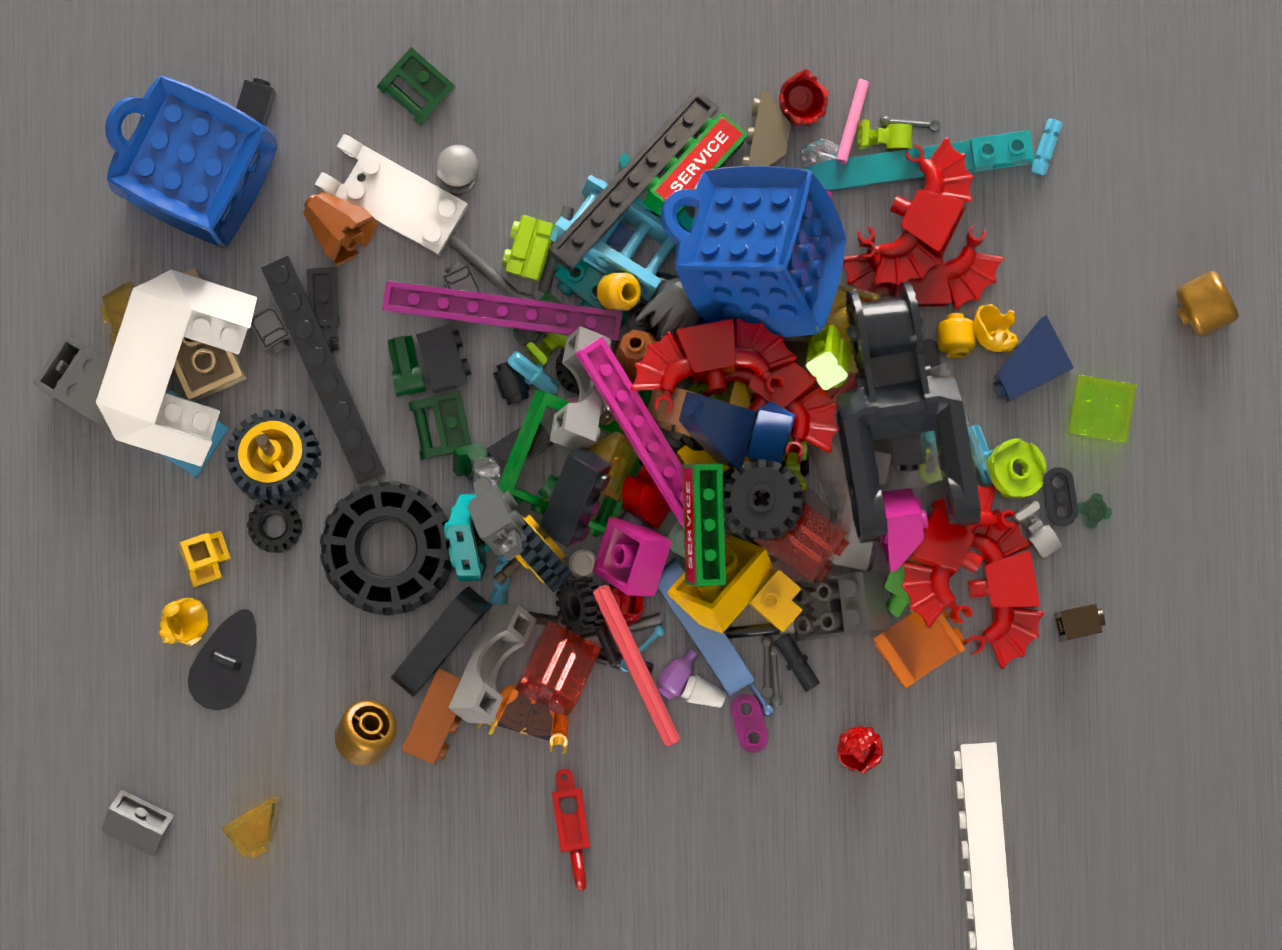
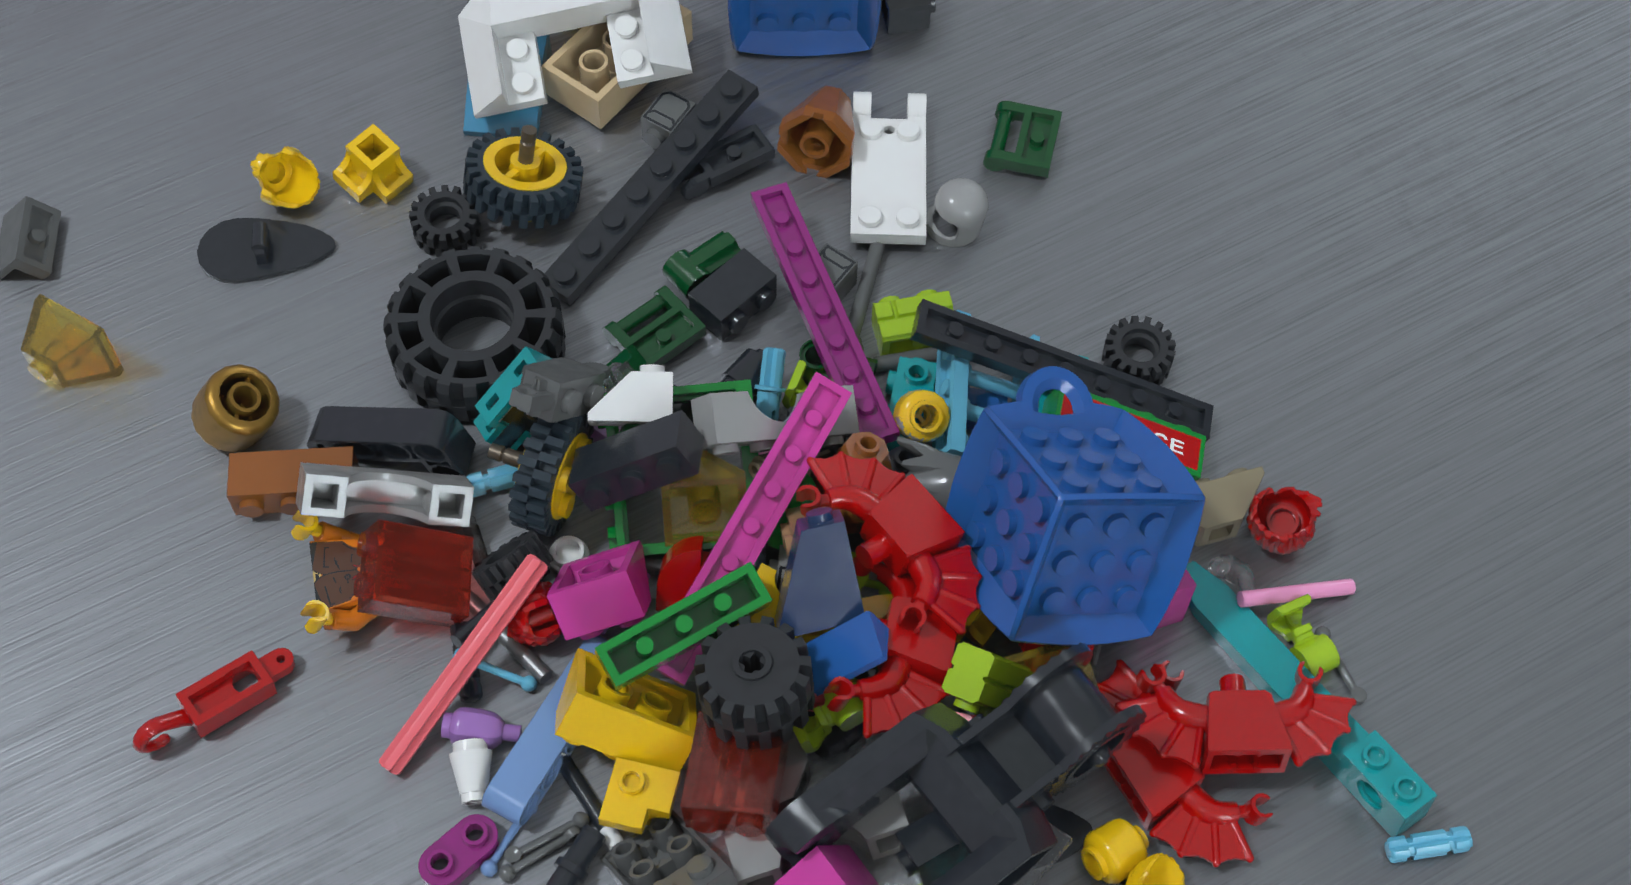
camera: 60 degrees right, 25 degrees down
(529, 474) = (636, 398): none -> white slope
(643, 100) = (1144, 335): none -> black tyre

